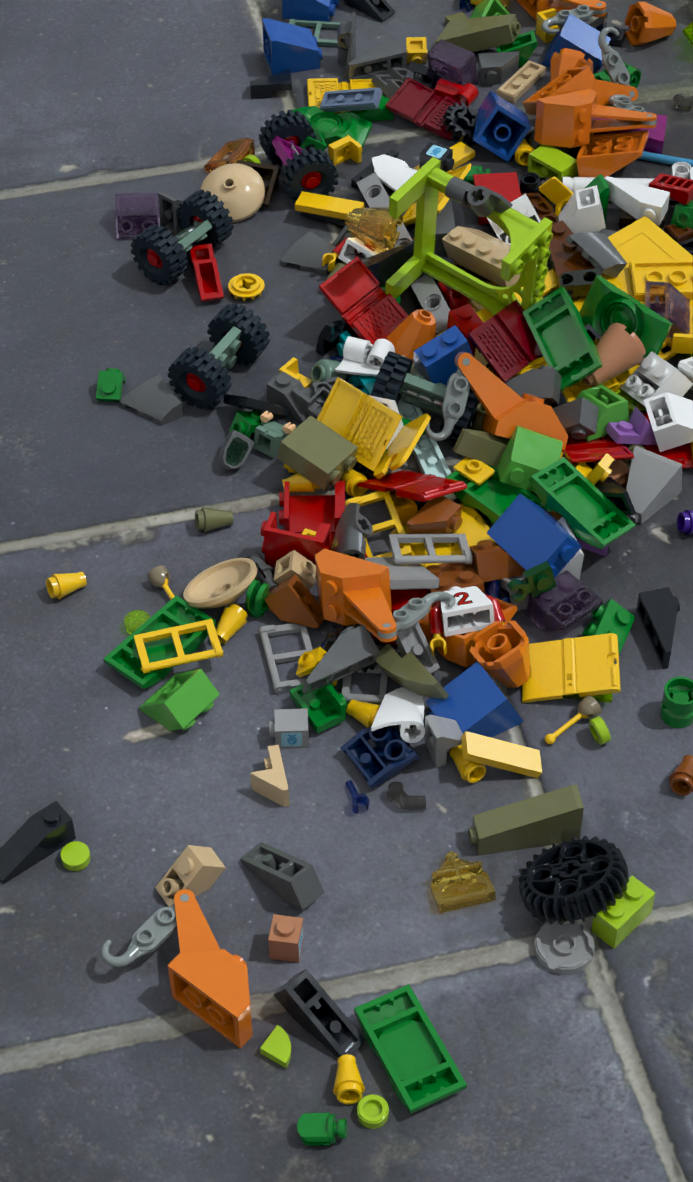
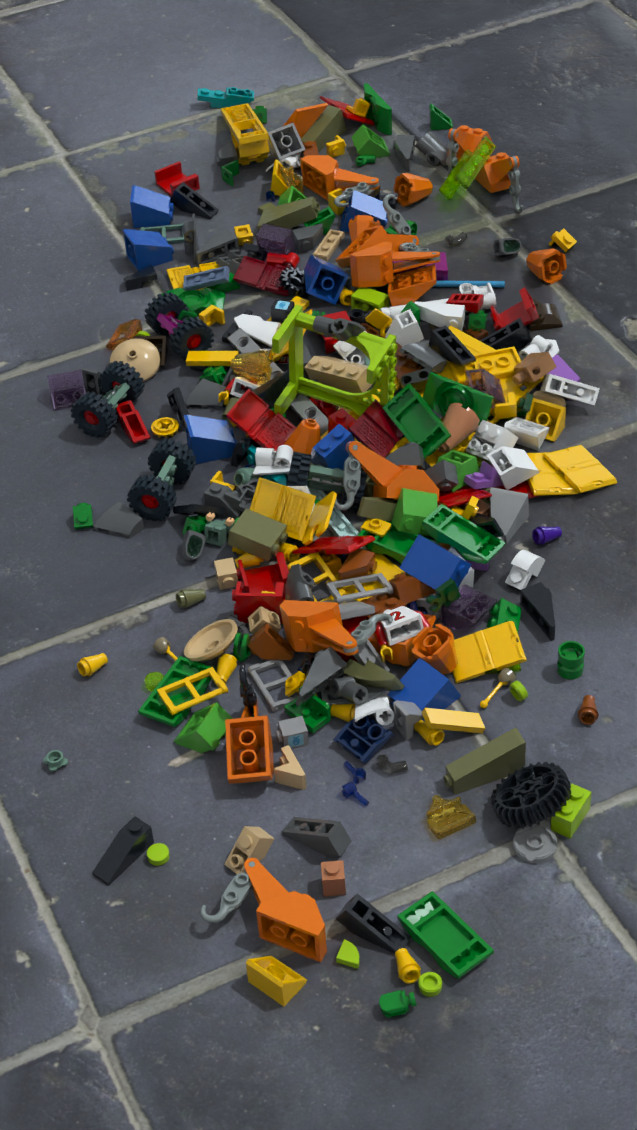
camera: 10 degrees left, 5 degrees down
(174, 1058) = (274, 978): none -> yellow slope
(228, 728) = (249, 740): none -> orange slope
(266, 495) = (226, 573): none -> tan brick
(268, 260) = (177, 403): none -> black tile
(295, 312) = (209, 438): none -> blue slope
(327, 228) = (214, 374): none -> green bracket
(343, 820) = (350, 789): none -> clear blue hand
(379, 689) = (349, 689): none -> dark grey panel
(634, 245) = (450, 347): none -> black slope
(653, 560) = (524, 566): none -> white brick

